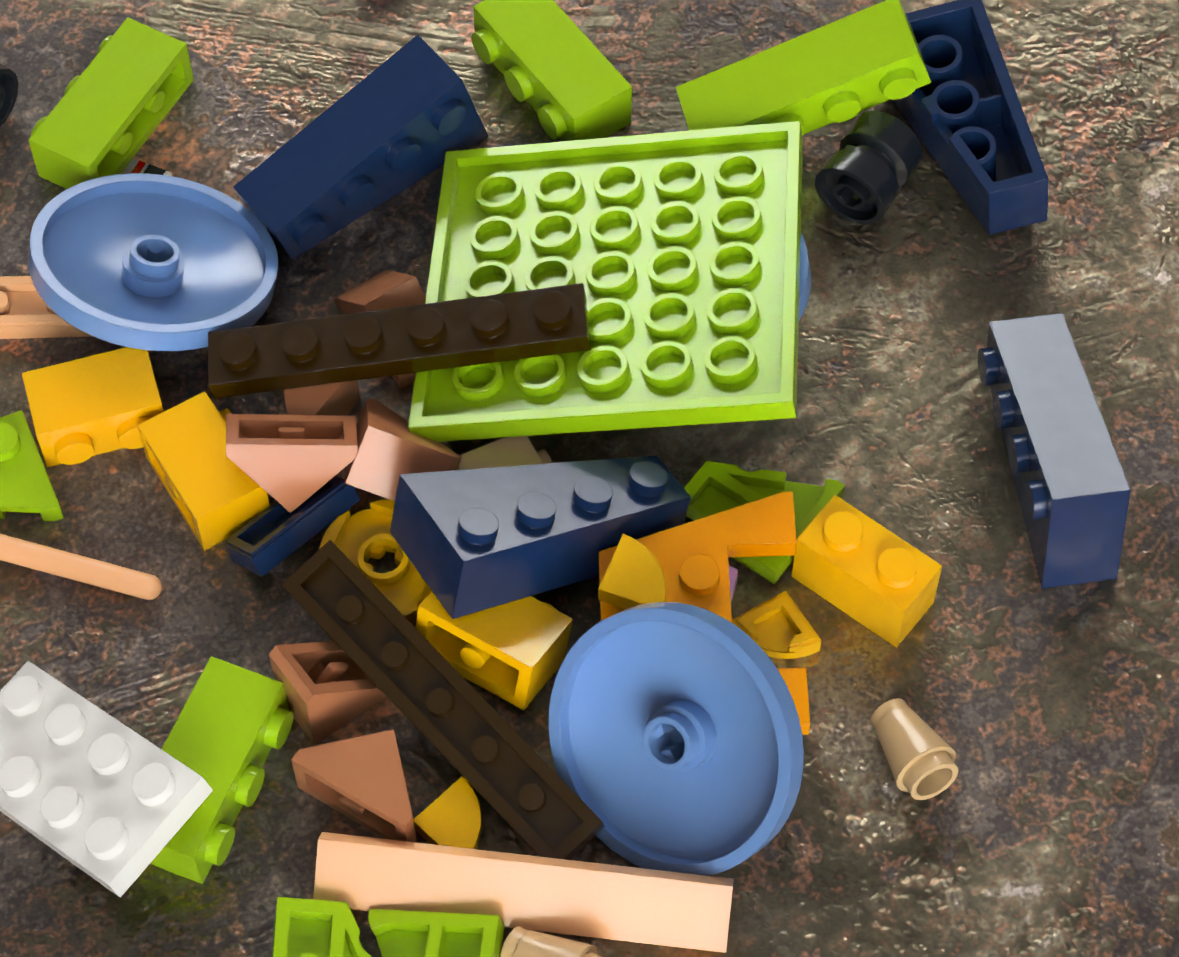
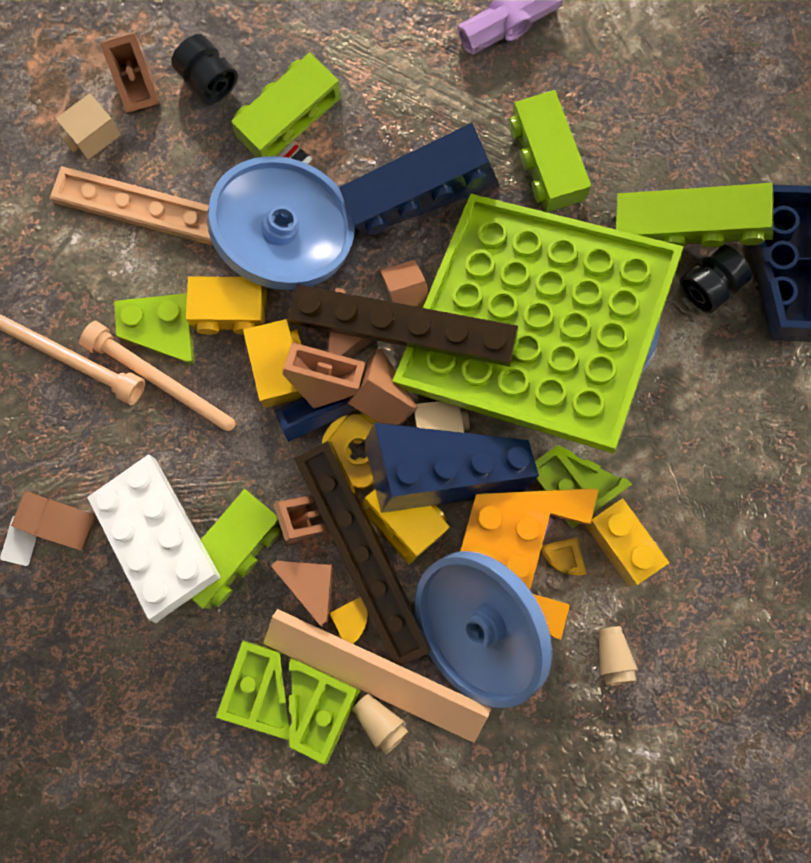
camera: 20 degrees right, 20 degrees up
(632, 576) = (489, 525): yellow tile -> none
(1056, 449) = (763, 497): wedge -> none

